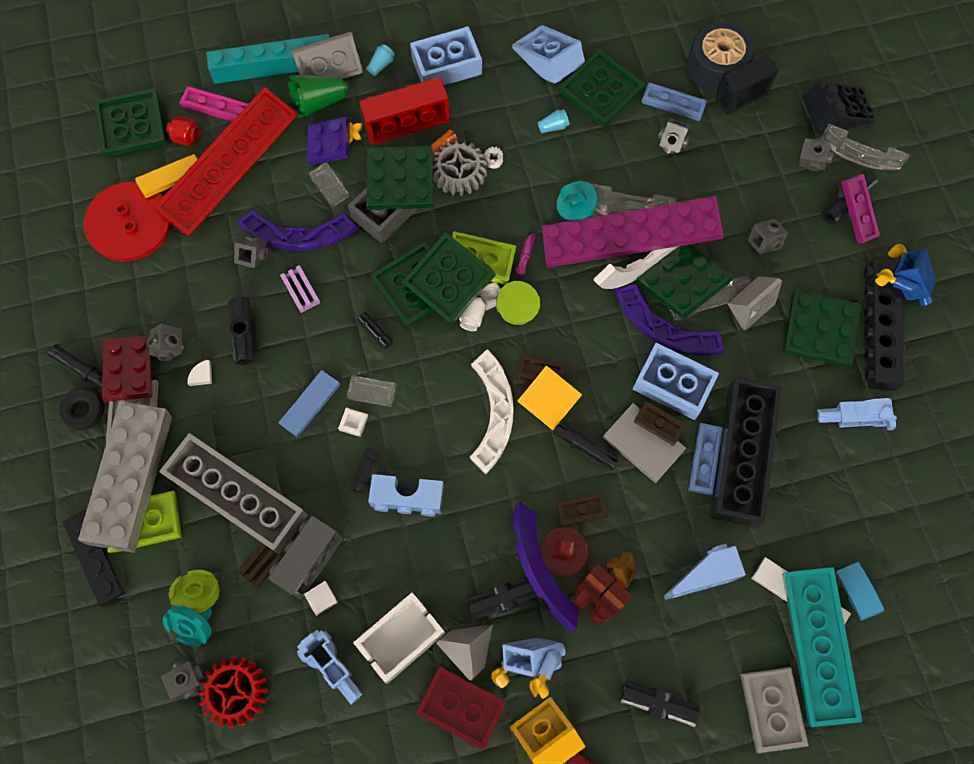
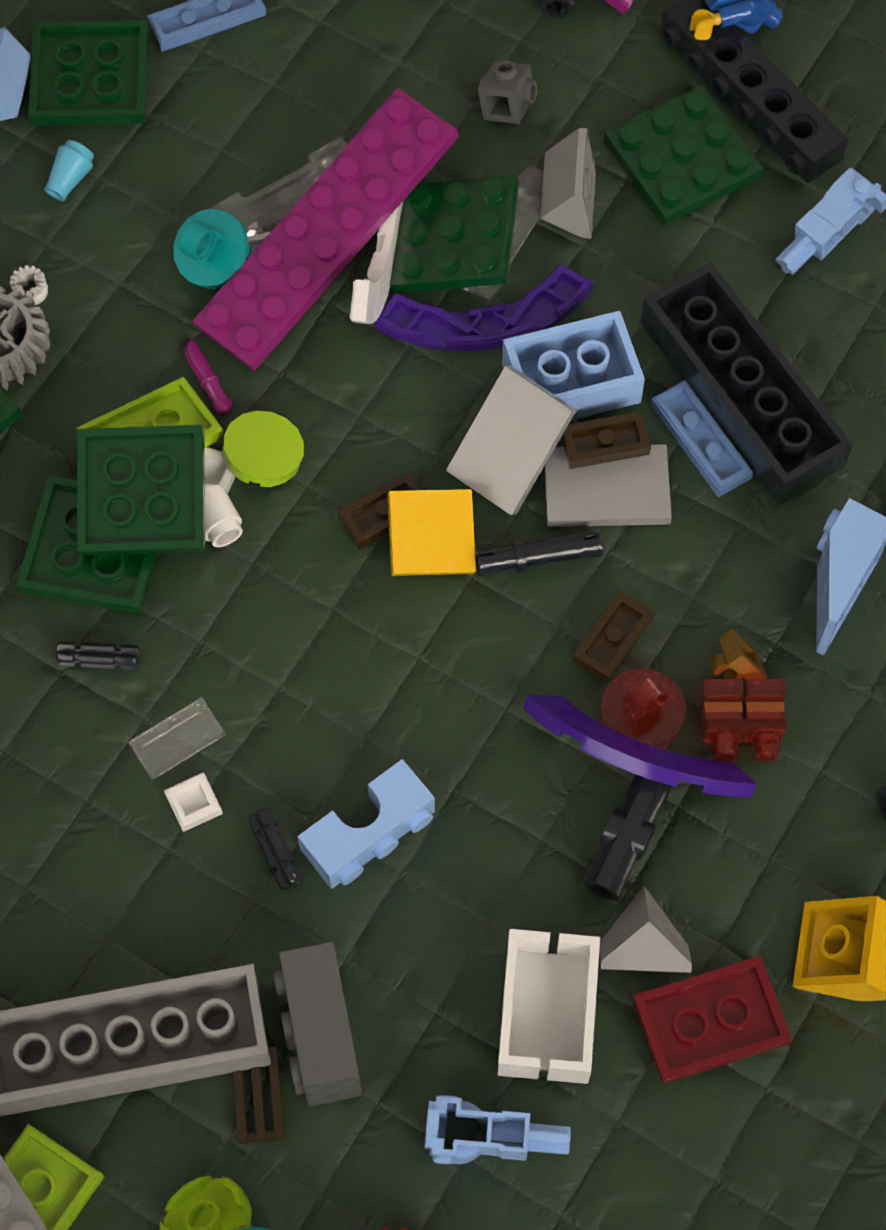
camera: 45 degrees left, 5 degrees down
(309, 403) = (105, 833): medium blue tile -> none
(320, 598) = (387, 1065): white tile -> none
(501, 411) = (380, 608): white tile -> none
(531, 658) = (739, 868): light blue torso -> none
(618, 388) = (511, 440): none -> light grey tile
(676, 129) = (248, 49): brick -> none

